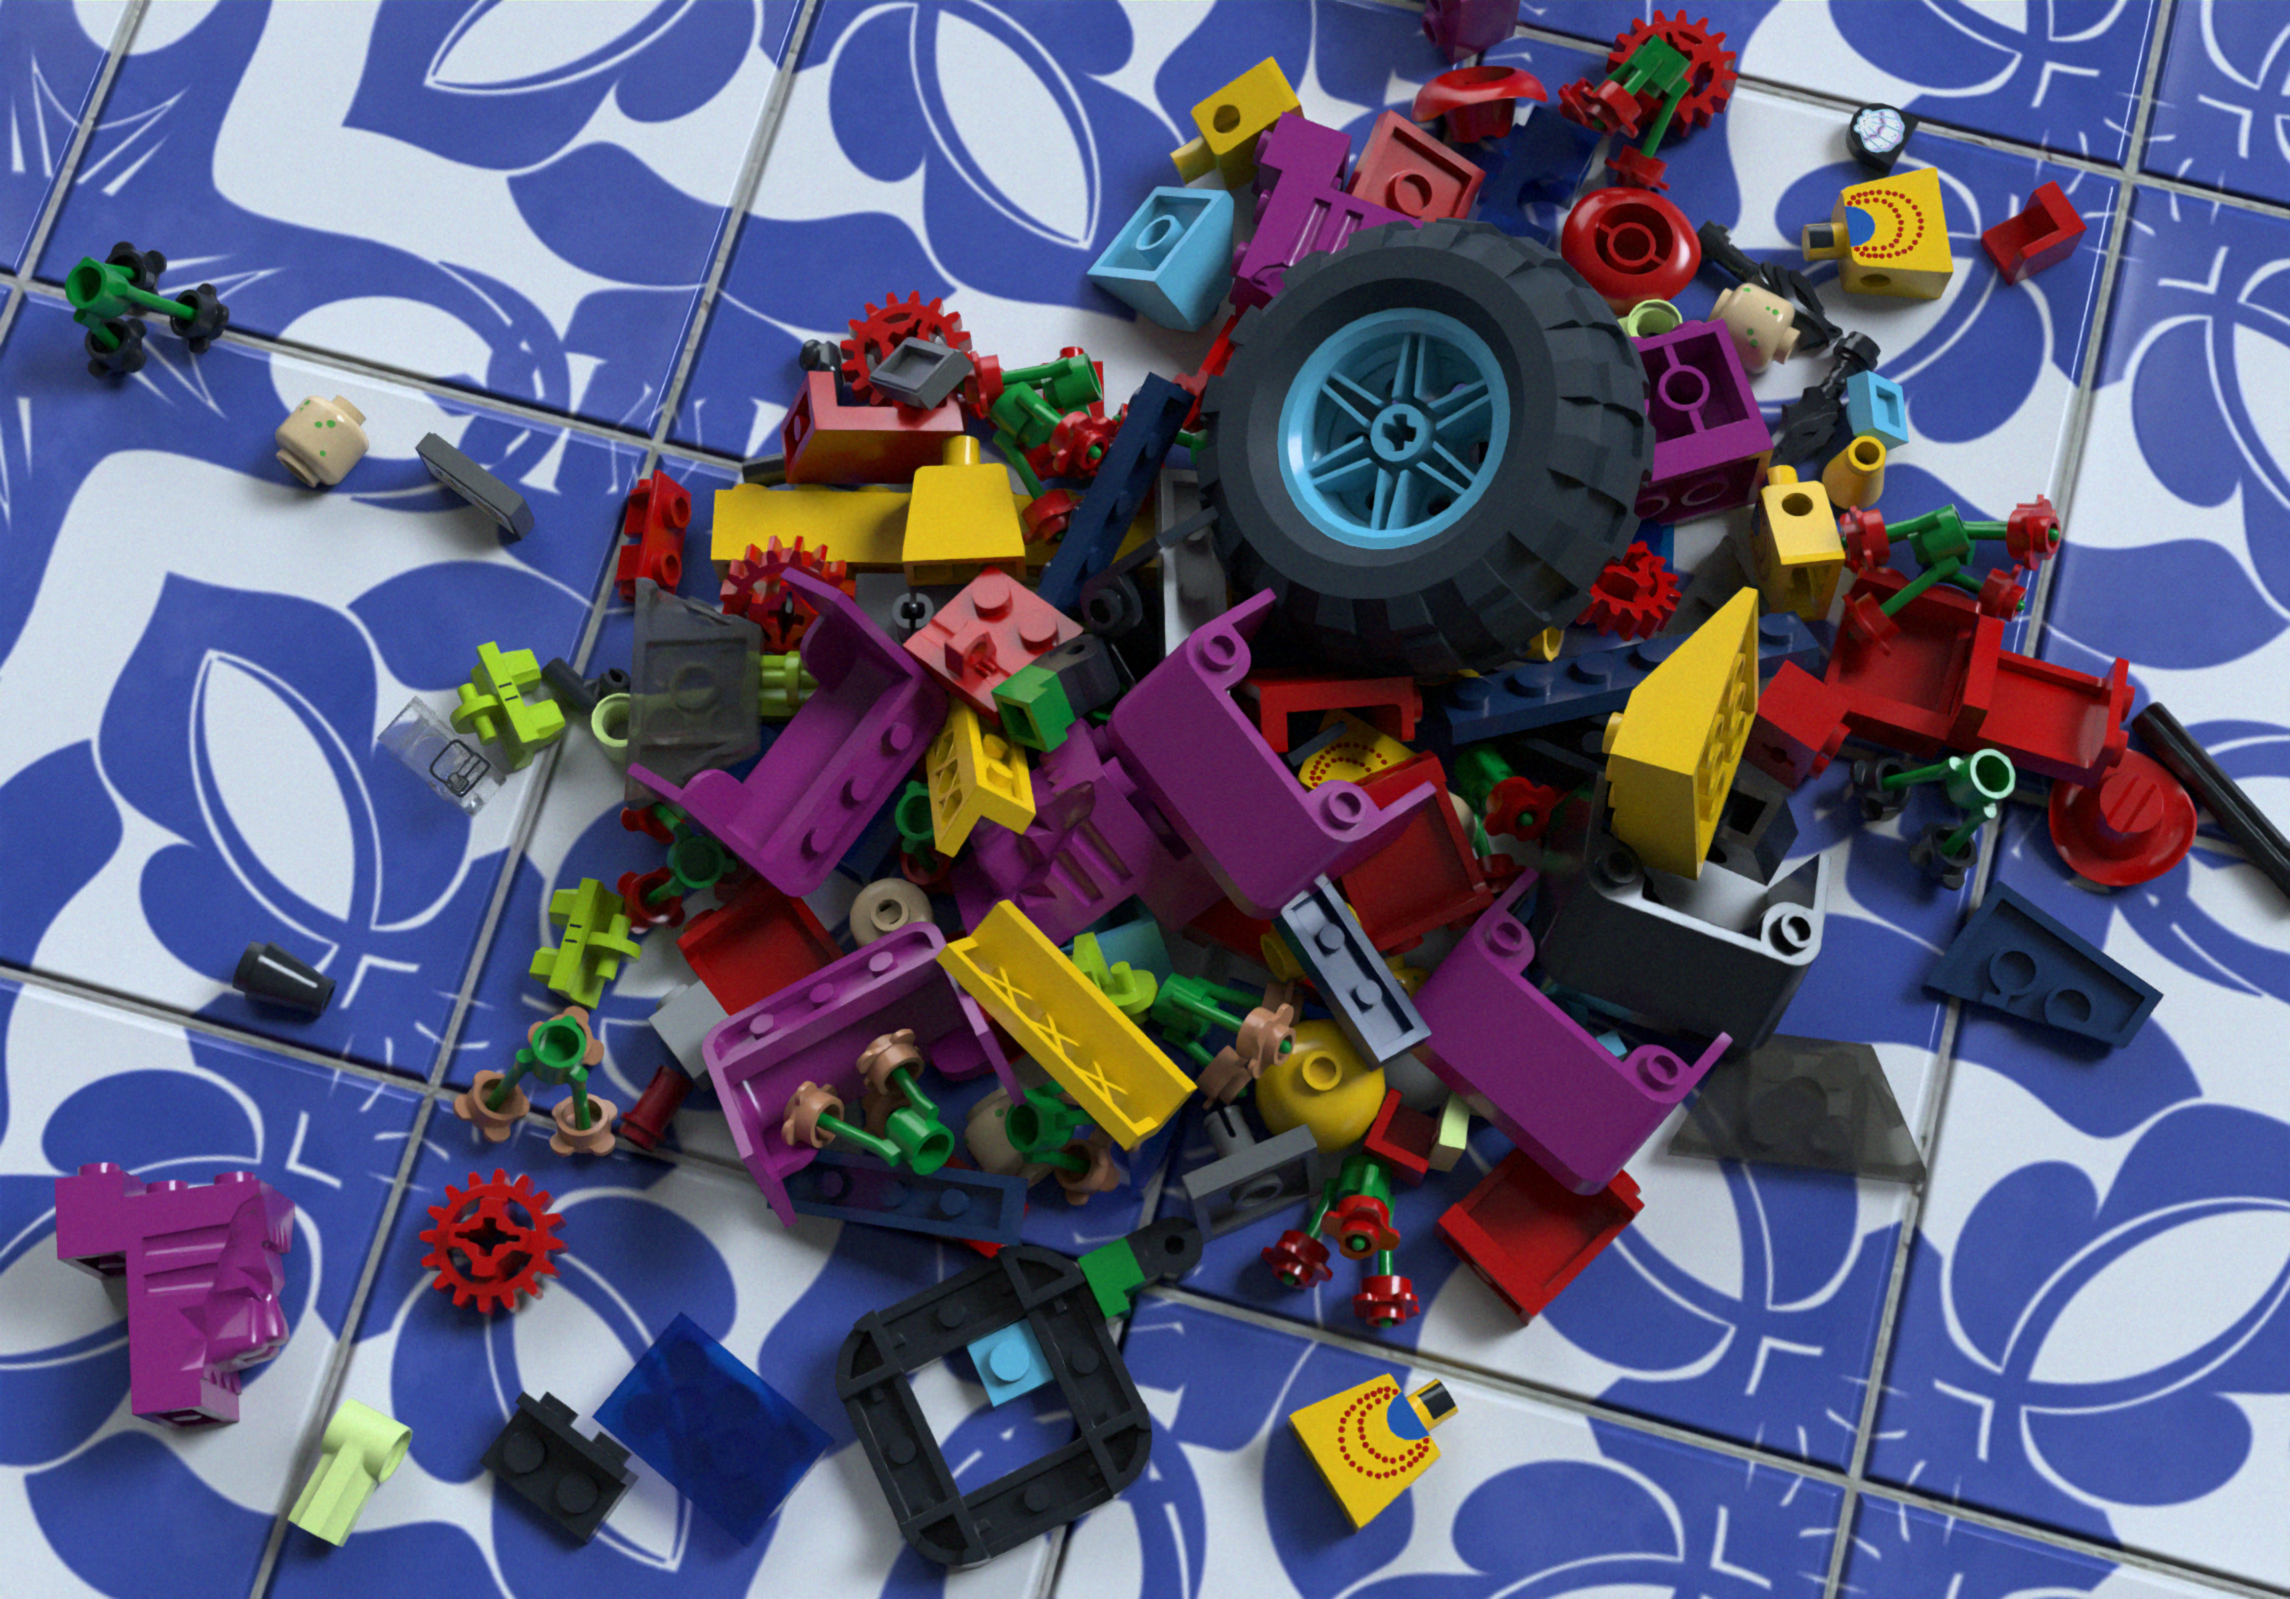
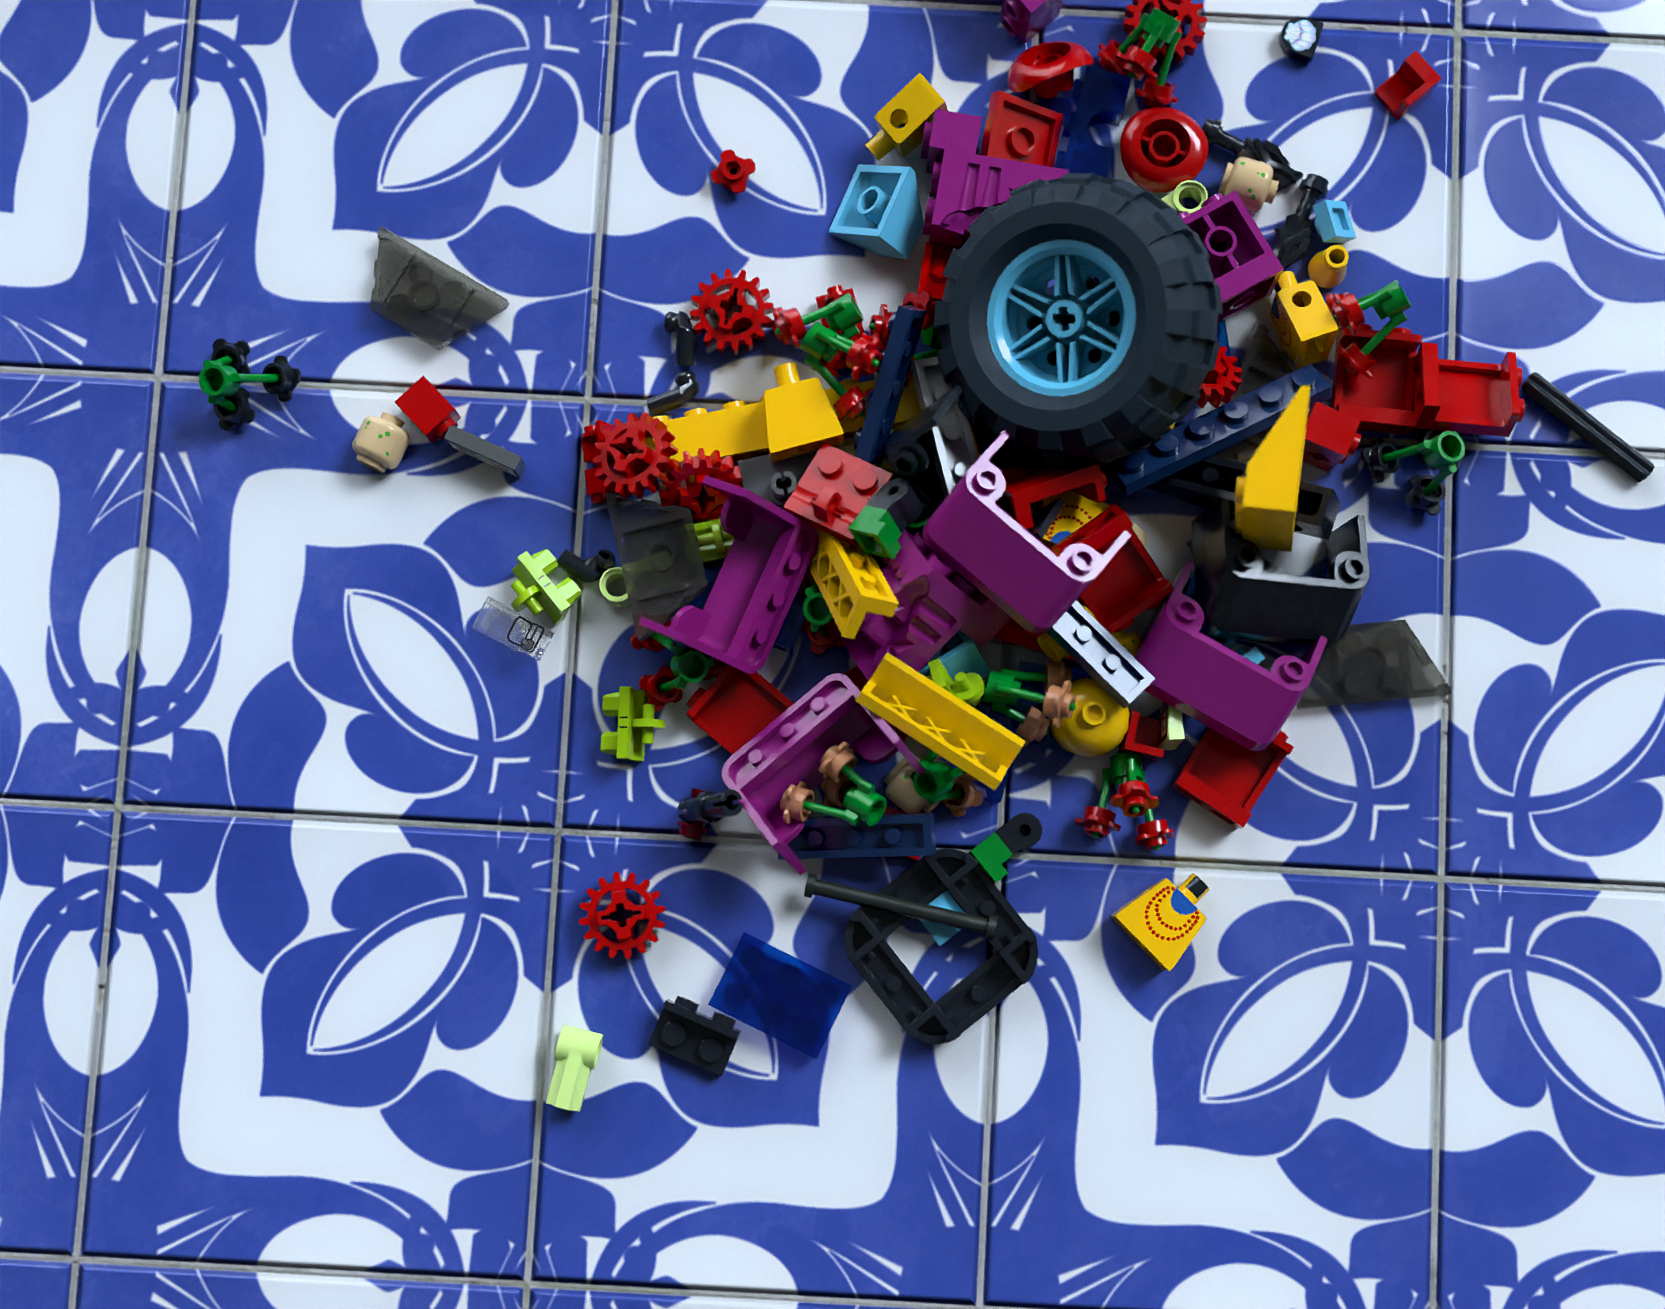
camera: 15 degrees left, 10 degrees up
(198, 1280) = (456, 974): magenta brick -> none
(281, 979) = (451, 785): black cone -> none
(405, 404) = (428, 409): none -> red brick
(455, 242) = (427, 294): none -> clear smoke wing
(554, 1058) = (635, 801): plant -> none
(670, 1088) = (710, 806): none -> black pin
(683, 1022) = (706, 762): light grey brick -> none
(695, 527) = (632, 458): none -> red gear
(863, 443) = (698, 384): red panel -> none
(887, 907) = (802, 680): tan head -> none
(920, 373) = (750, 328): dark grey tile -> none
(943, 1324) = (900, 906): none -> pearl dark grey bar
(967, 173) = (737, 182): none -> red plate
(1250, 1177) = (1060, 781): dark grey tile -> none
(1512, 806) = (1170, 524): plant -> none
(1887, 237) = (1319, 106): yellow torso -> none
(2030, 536) = (1445, 289): red plant -> none
(2042, 972) = (1495, 553): dark blue wing -> none
(2127, 827) = (1531, 455): red hat -> none

